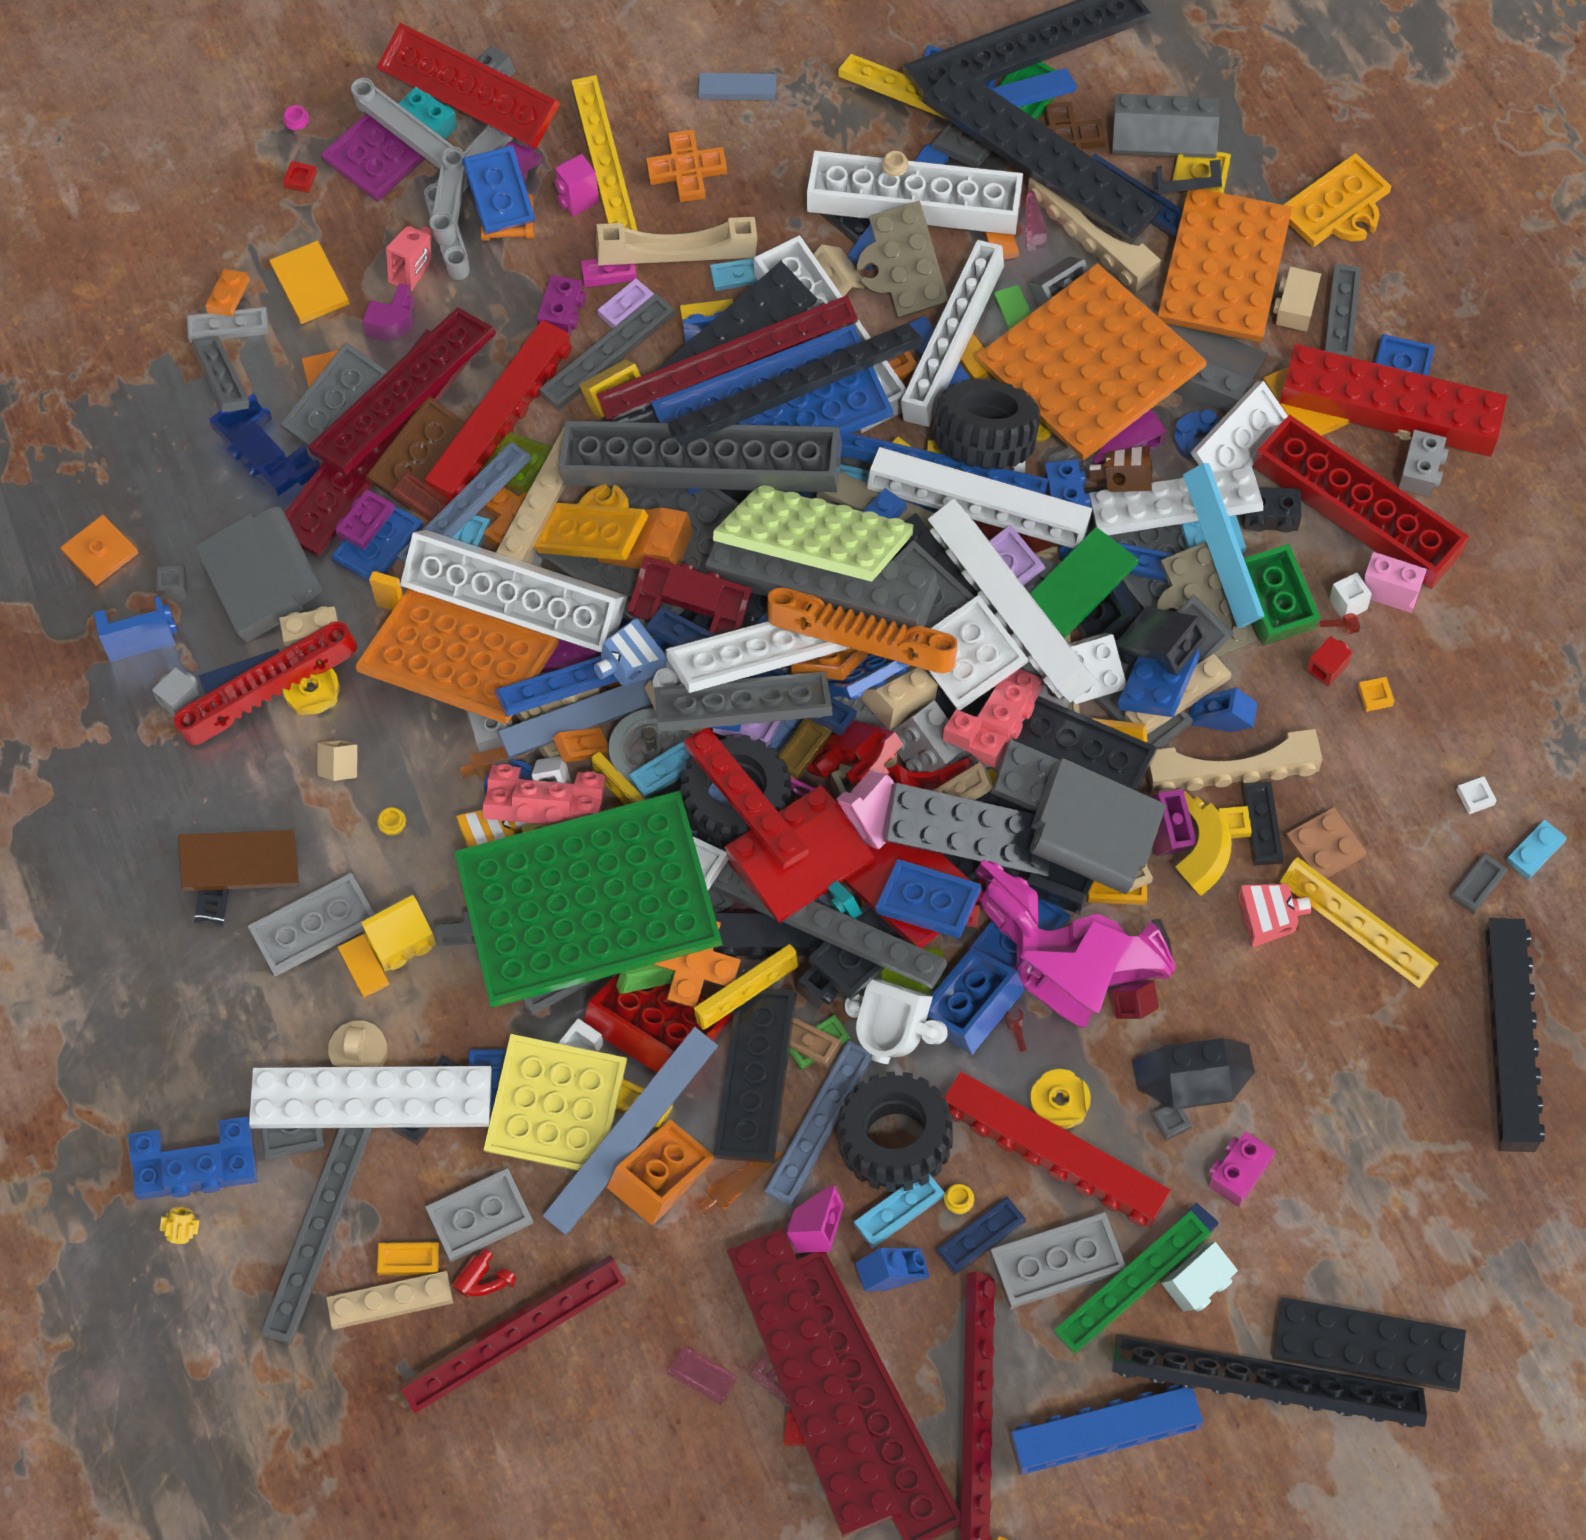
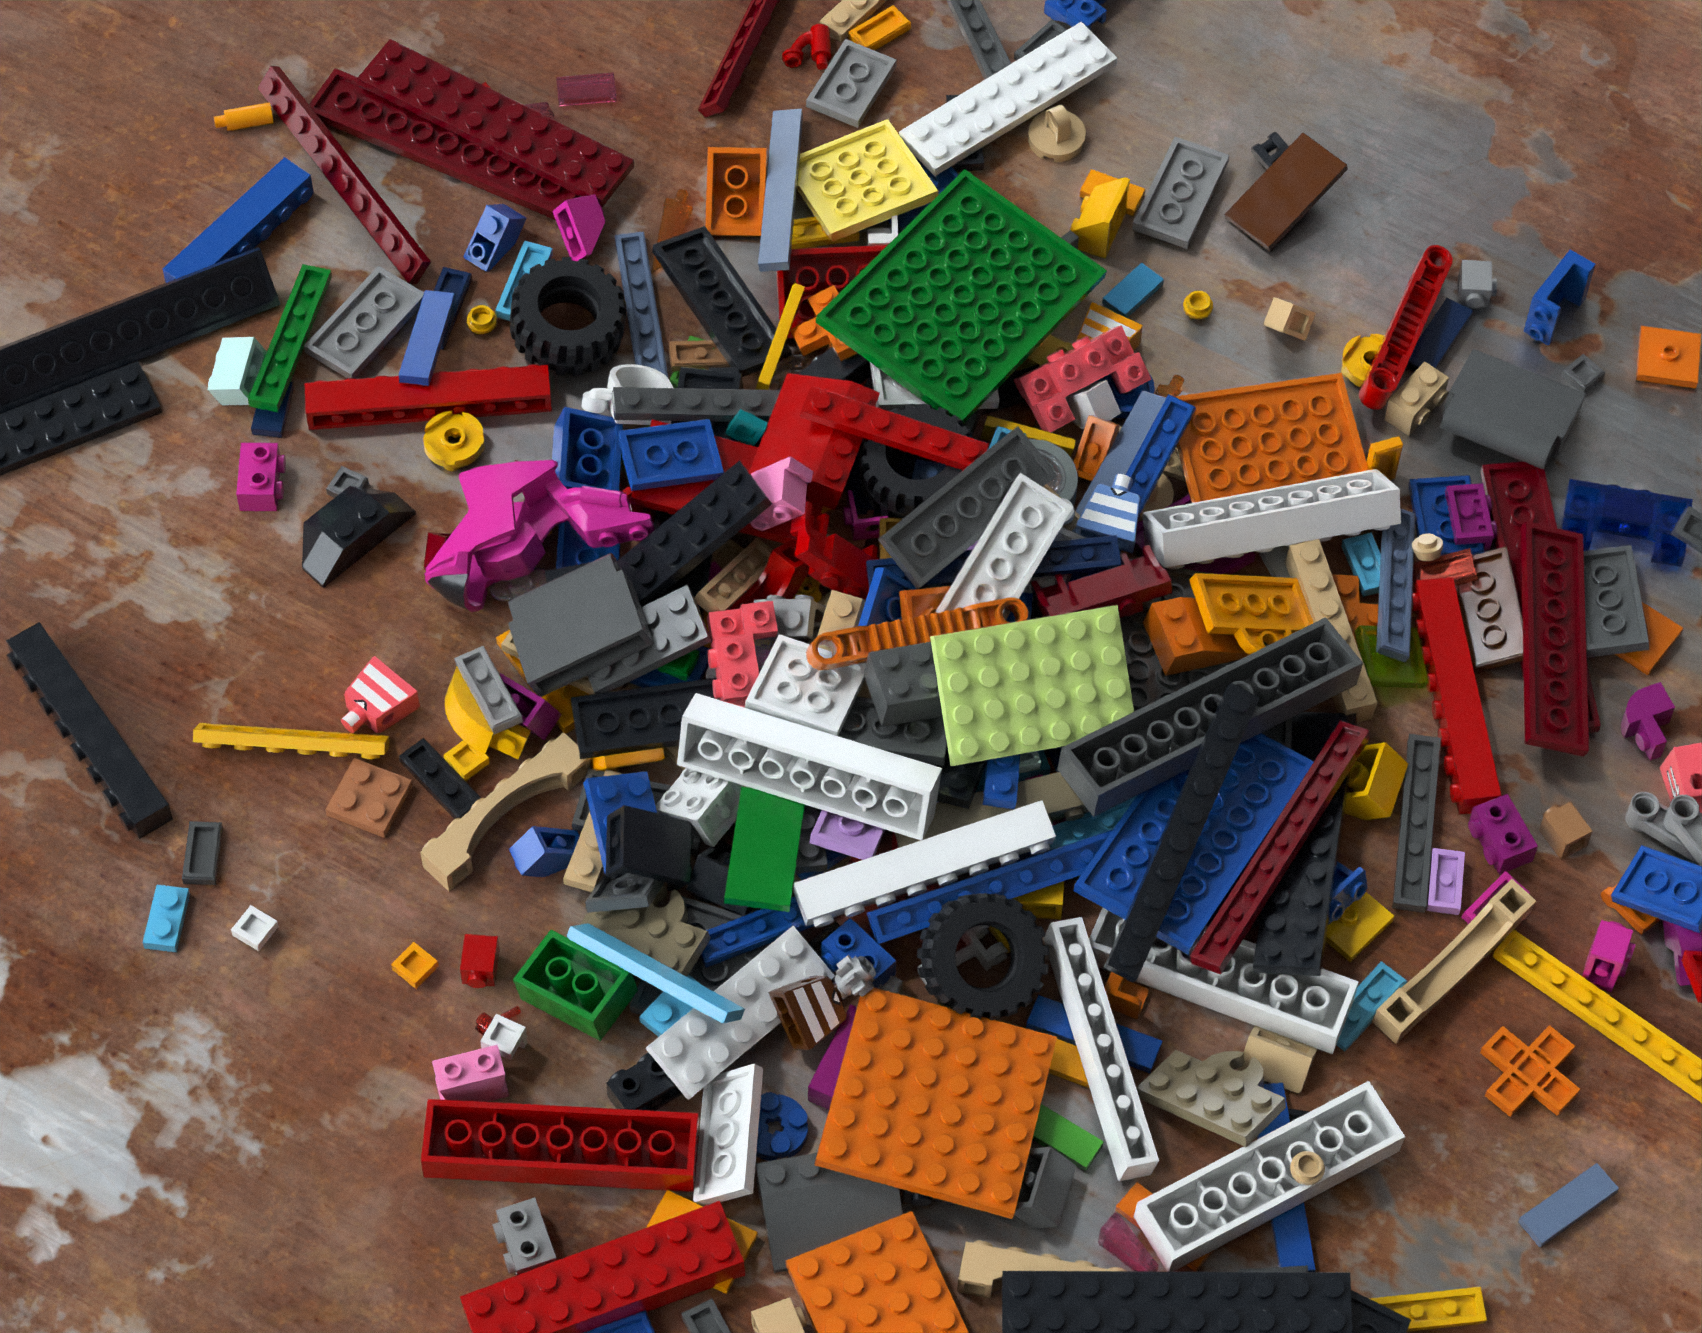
camera: 140 degrees right, 5 degrees down
(417, 515) = (1427, 547): none -> tan plate
(427, 868) = (1133, 291): none -> dark azure tile
(518, 283) = (1565, 830): none -> medium nougat brick
(1022, 1194) = (426, 337): none -> tile
(1087, 456) = (855, 975): none -> light grey gear
(1192, 836) = (488, 690): none -> light grey tile

